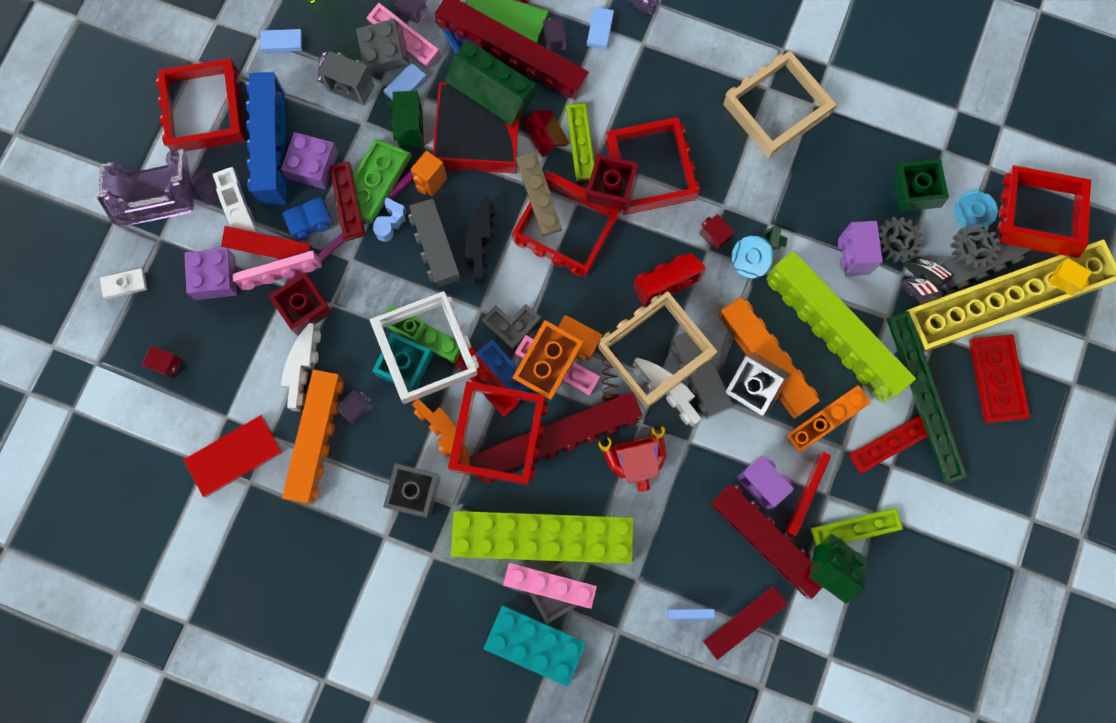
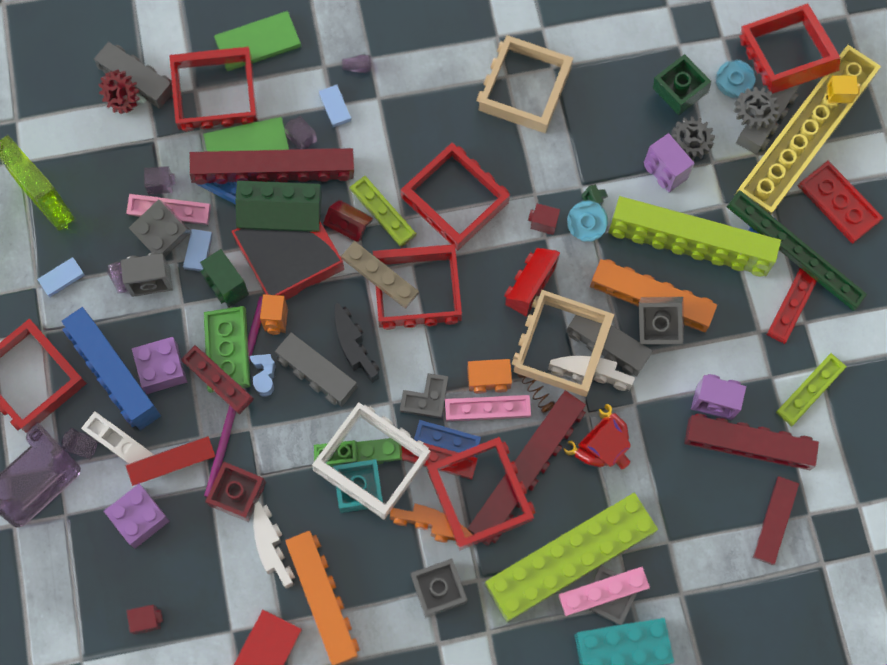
camera: 35 degrees left, 5 degrees down
(123, 283) = (60, 574): white plate -> none
(277, 270) = (189, 482): bright pink plate -> none
(308, 219) = (191, 416): blue brick -> none
(354, 407) = (340, 550): clear purple brick -> none
(548, 360) = (481, 405): orange brick -> none
(612, 182) = (437, 228): dark red brick -> none
(690, 613) = (730, 540): light blue tile -> none
(807, 494) = (756, 385): red tile -> none
(828, 418) = (733, 314): orange slope -> none
(839, 568) = (820, 427): dark green brick -> none
(922, 289) = (736, 165): slope -> none
(924, 267) = (724, 148): slope -> none

